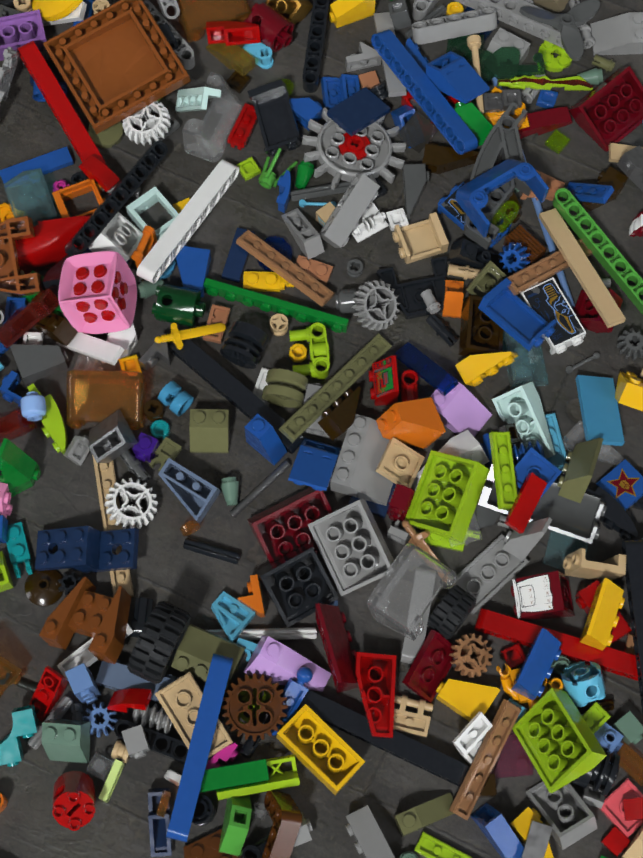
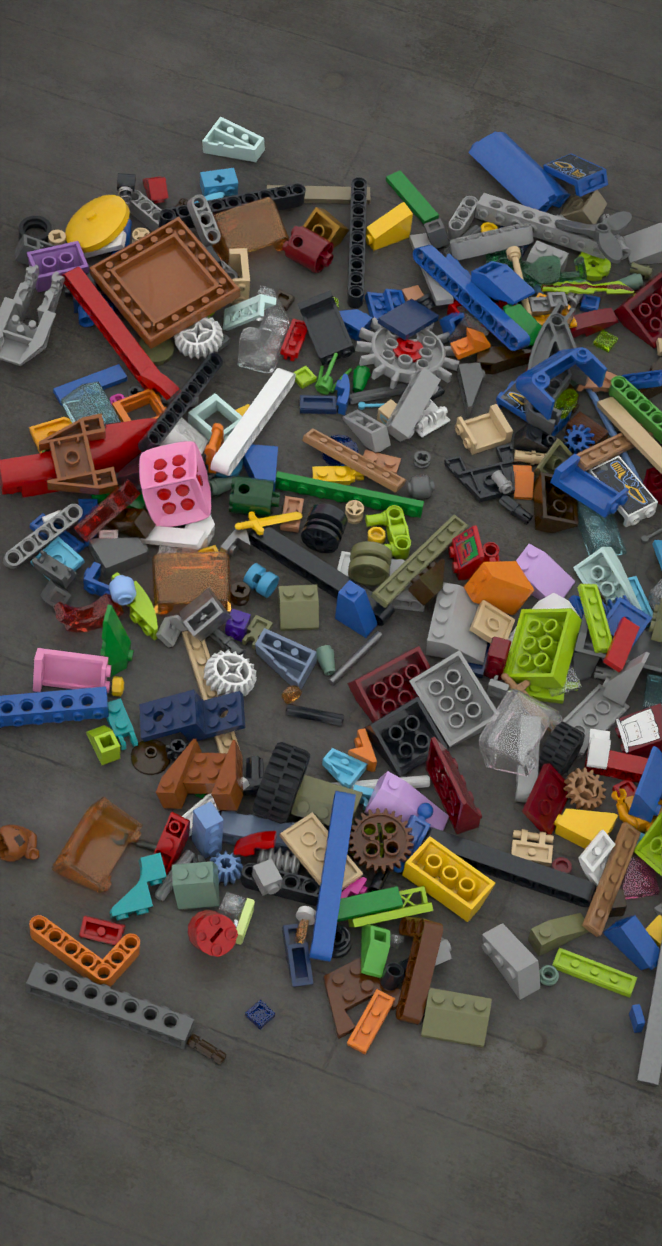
camera: 10 degrees left, 15 degrees down
(19, 508) = (117, 686): none -> yellow tile
(120, 751) = (251, 892): tan wheel -> none
(159, 429) = (248, 607): teal tile -> none
(196, 40) = (239, 262): none -> tan panel
(232, 32) = (274, 254): red slope -> none
(233, 57) = (274, 277): clear yellow slope -> none
(236, 259) = (303, 456): dark blue tile -> none
(258, 200) = (317, 404): none -> dark blue tile
(261, 53) = (299, 274): medium azure piece -> none
(314, 464) = (409, 627): blue slope -> none
(366, 58) = (407, 274): light grey slope -> none
(367, 298) = (446, 476): light grey gear -> none
(377, 688) = (499, 820): red wedge -> none
(396, 217) = (457, 411): white plate -> none
(418, 143) = (473, 343): none -> orange slope
(426, 368) = (508, 541): clear blue tile -> none
(437, 739) = (562, 864): none -> dark red tile
(479, 366) = (561, 534): yellow slope -> none
(489, 613) = (598, 748): none -> white slope

